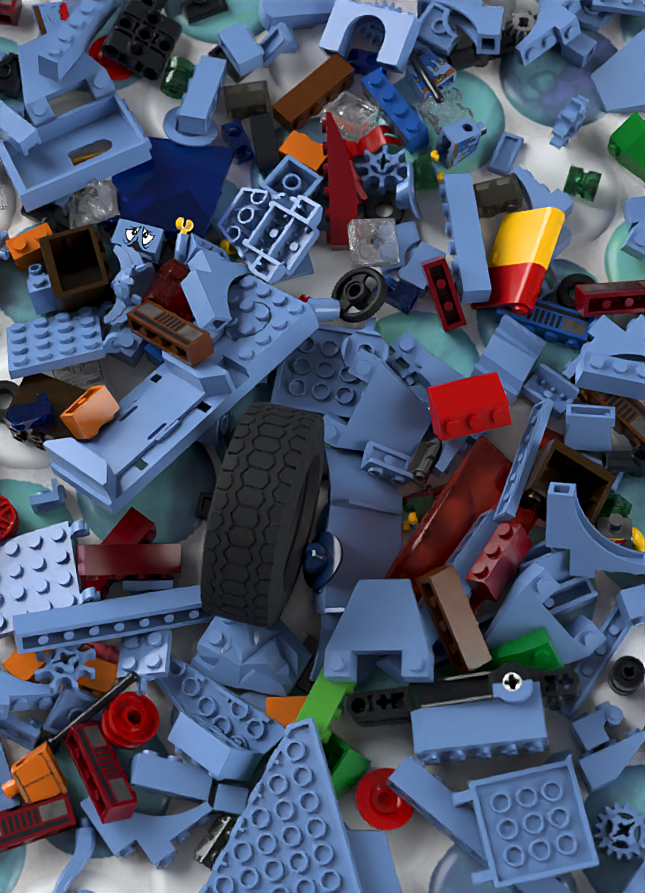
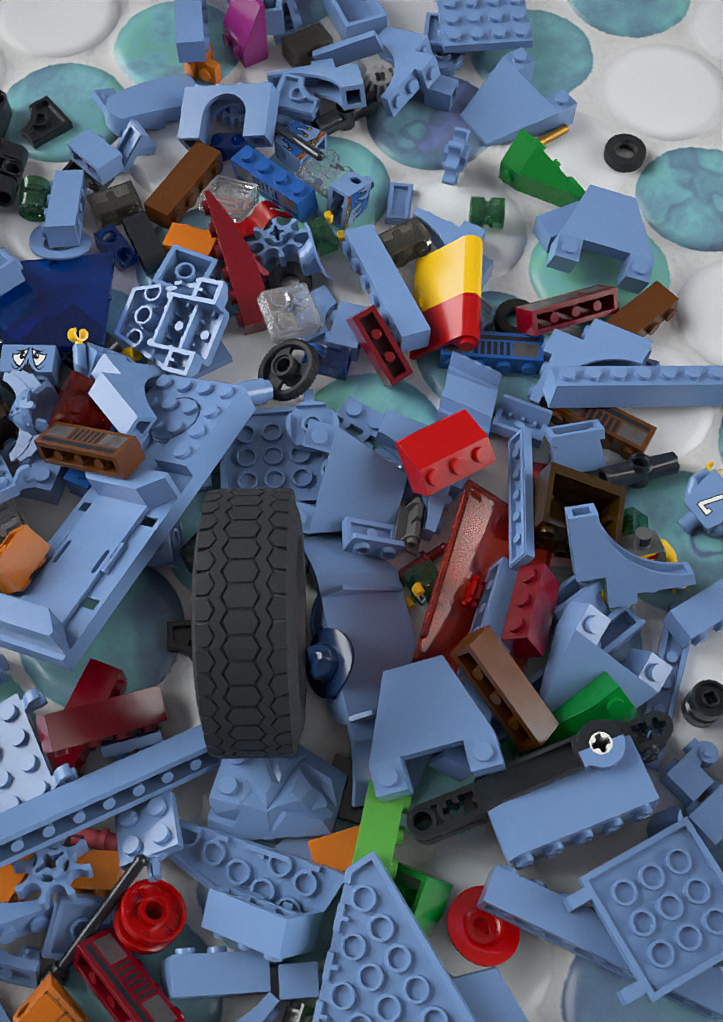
camera: 20 degrees left, 5 degrees down
(458, 532) = (473, 592): none -> red piece

